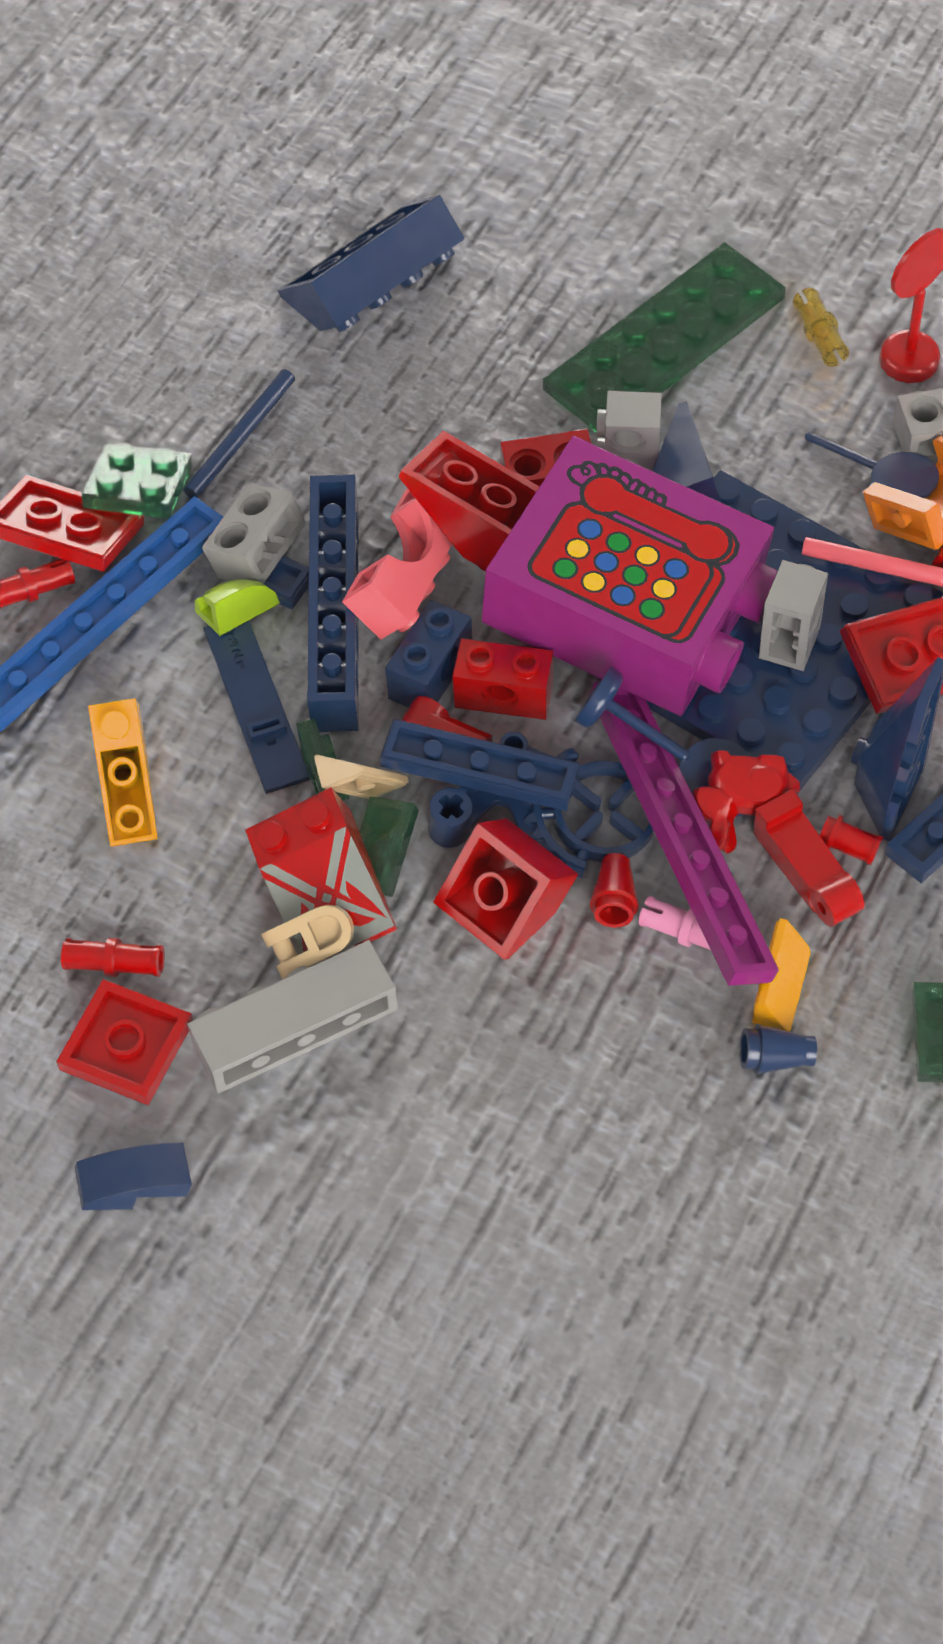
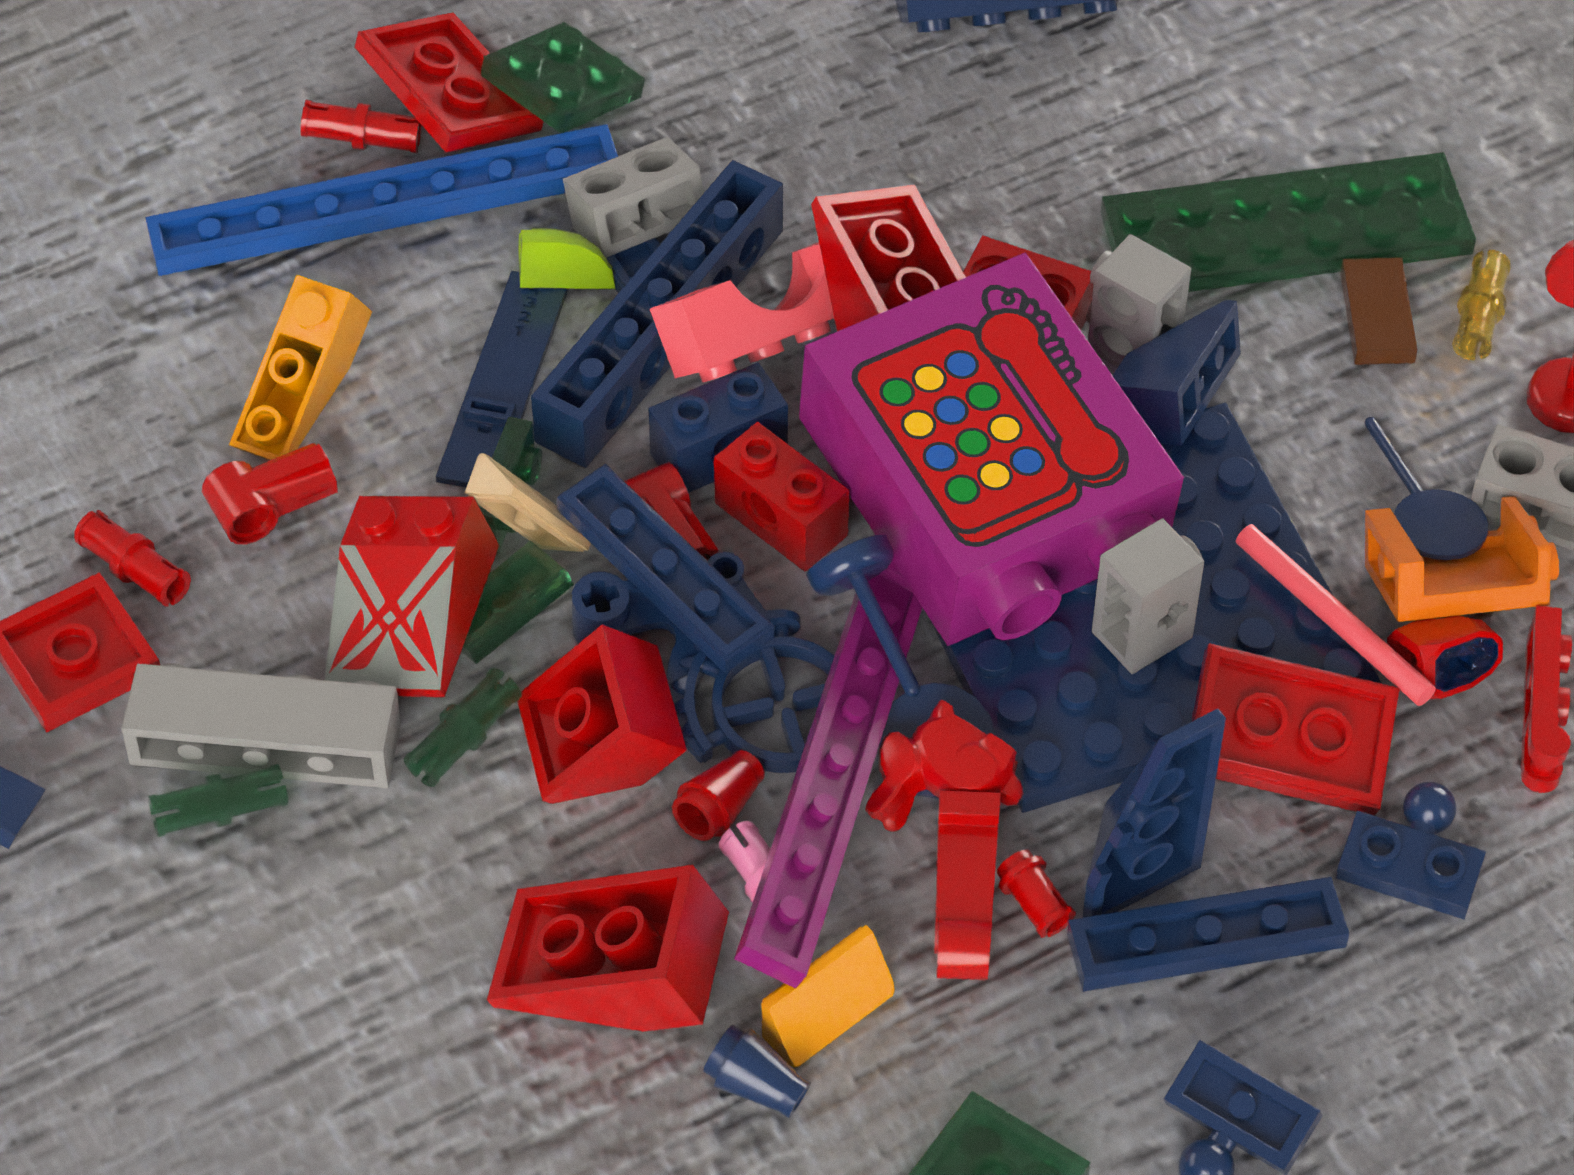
camera: 30 degrees right, 5 degrees down
(164, 869) = (254, 498): none -> red piece
(239, 434) = (717, 86): dark blue bar -> none
(302, 1082) = (218, 800): none -> clear green pin
(324, 931) = (356, 649): tan plate -> none
(420, 942) = (462, 727): none -> clear green pin
(629, 1028) = (613, 950): none -> red slope
(761, 363) = (1378, 311): none -> reddish brown tile

